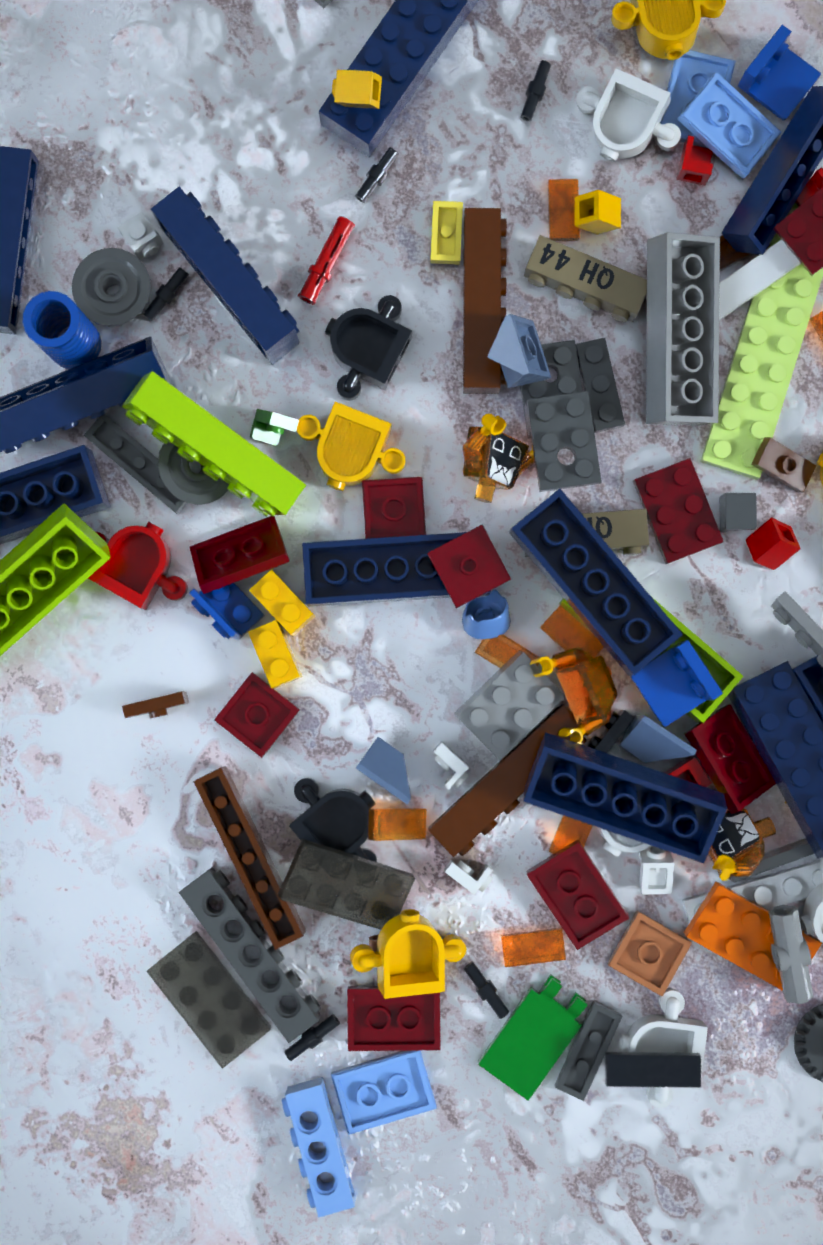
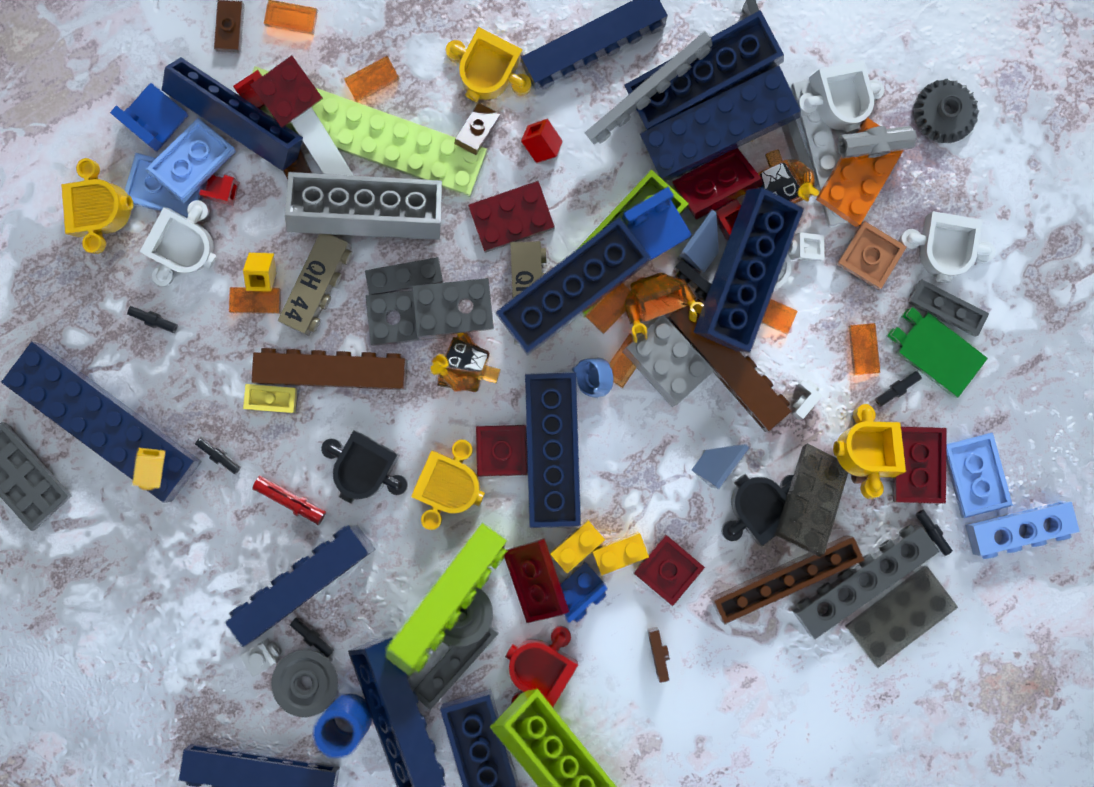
camera: 90 degrees left, 0 degrees up
(270, 425) = (428, 552): bracket -> none
(397, 824) = (762, 456): clear orange tile -> none
(448, 759) = (710, 411): white bracket -> none
(469, 566) = (554, 389): dark red plate -> none
(519, 352) = (376, 341): sand blue slope -> none
(577, 894) = (823, 311): dark red plate -> none
(652, 1069) = (966, 256): black tile -> none
(738, 511) = (515, 167): dark grey panel -> none

